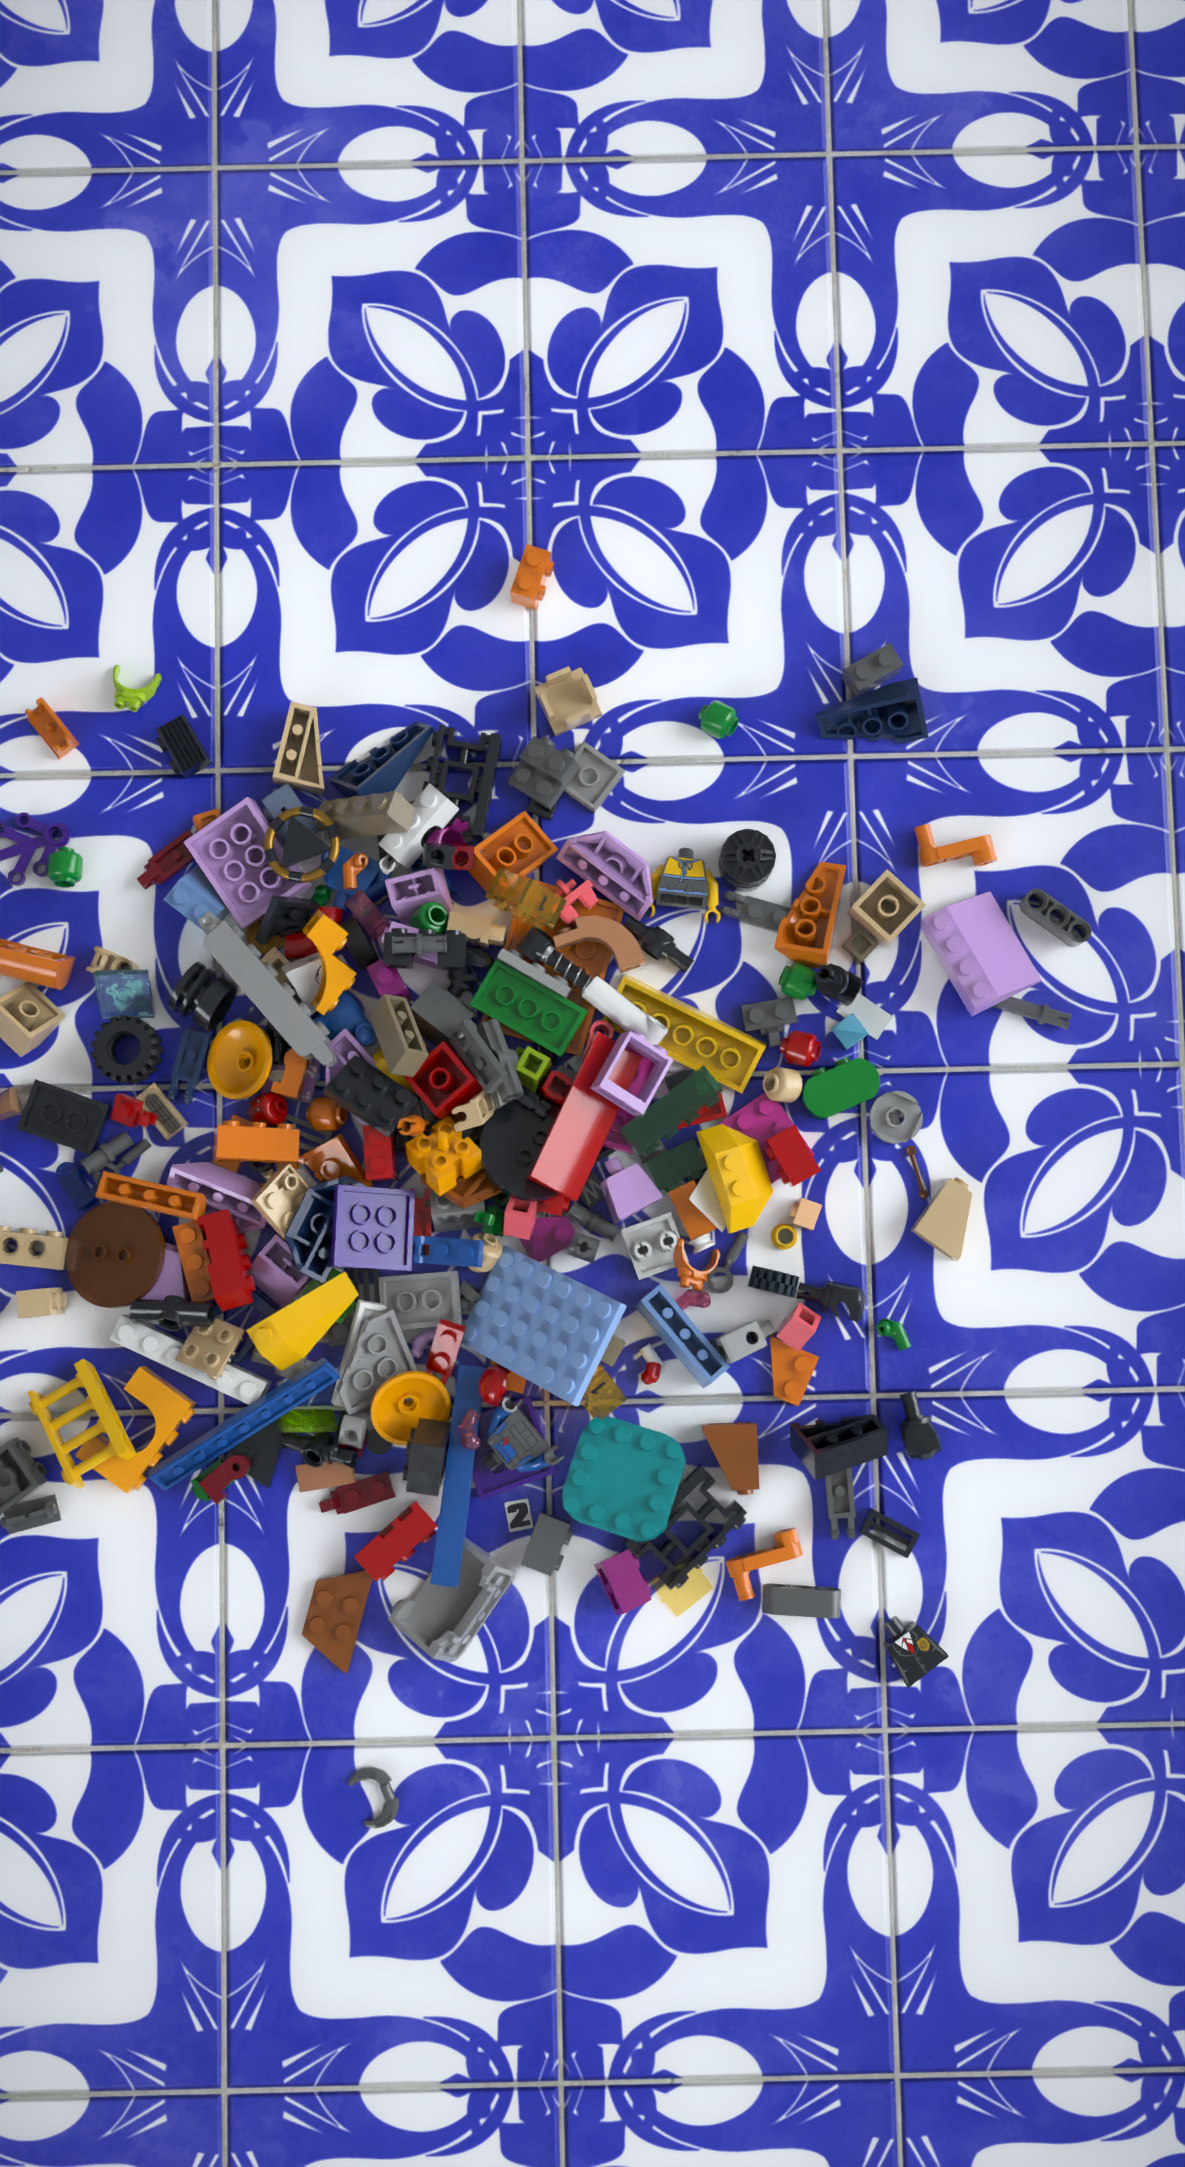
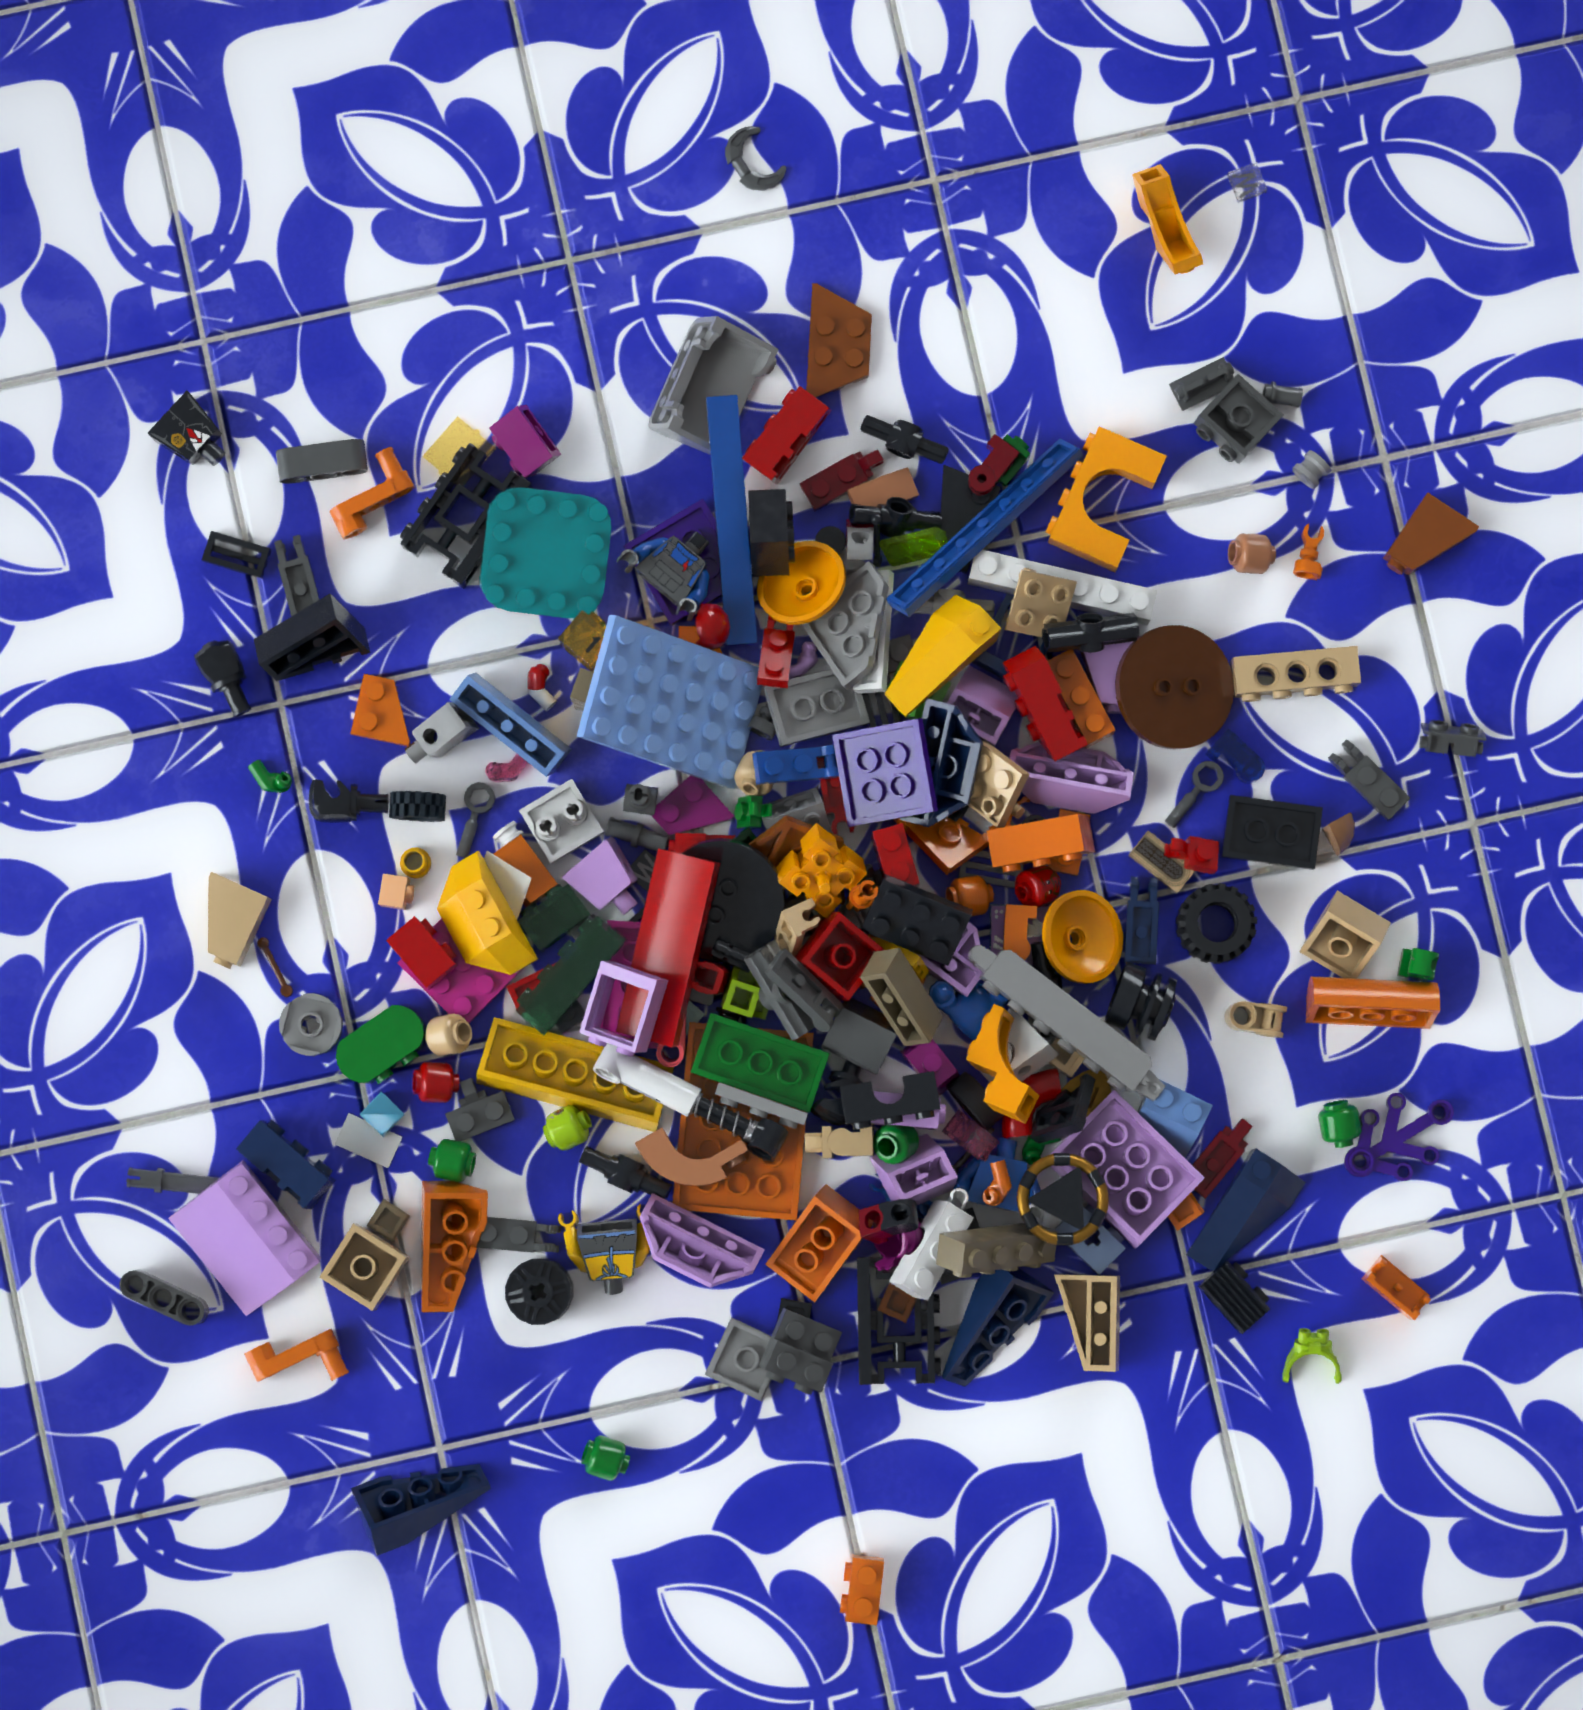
camera: 170 degrees right, 0 degrees up
(24, 1356) = (1251, 553): none -> nougat head
(26, 1654) = (1166, 221): none -> light orange arch
(41, 1302) = (1244, 616): tan piece -> none
(107, 1152) = (1212, 801): dark grey pin -> none
(107, 1423) = (1137, 498): yellow fence -> none
(124, 993) = (1233, 987): clear light blue tile -> none
(151, 1196) = (1146, 759): orange brick -> none
(156, 818) = (1249, 1205): none -> dark blue wedge
(297, 1517) = (904, 439): none -> black axle
(419, 944) = (895, 1100): dark grey pin -> none
(457, 792) = (897, 1303): none -> reddish brown tile
(466, 1430) = (731, 568): clear pink arm -> none
(518, 1515) = (657, 492): sticker -> none
(519, 1218) = (720, 818): coral brick -> none
(525, 899) = (787, 1184): clear yellow brick -> none
(546, 1543) = (618, 466): dark grey brick -> none
(568, 700) = (789, 1447): tan panel -> none
(583, 894) = (723, 1211): coral hips -> none
(689, 1275) = (515, 794): orange helmet -> none
(698, 989) = (567, 1127): none -> lime head
(736, 1452) = (425, 608): dark orange slope -> none
(798, 1326) = (379, 755): coral brick -> none
(838, 984) = (404, 1166): black piece -> none
(872, 670) = (432, 1555): dark grey brick -> none
(936, 1005) = (287, 1163): none -> dark blue wedge

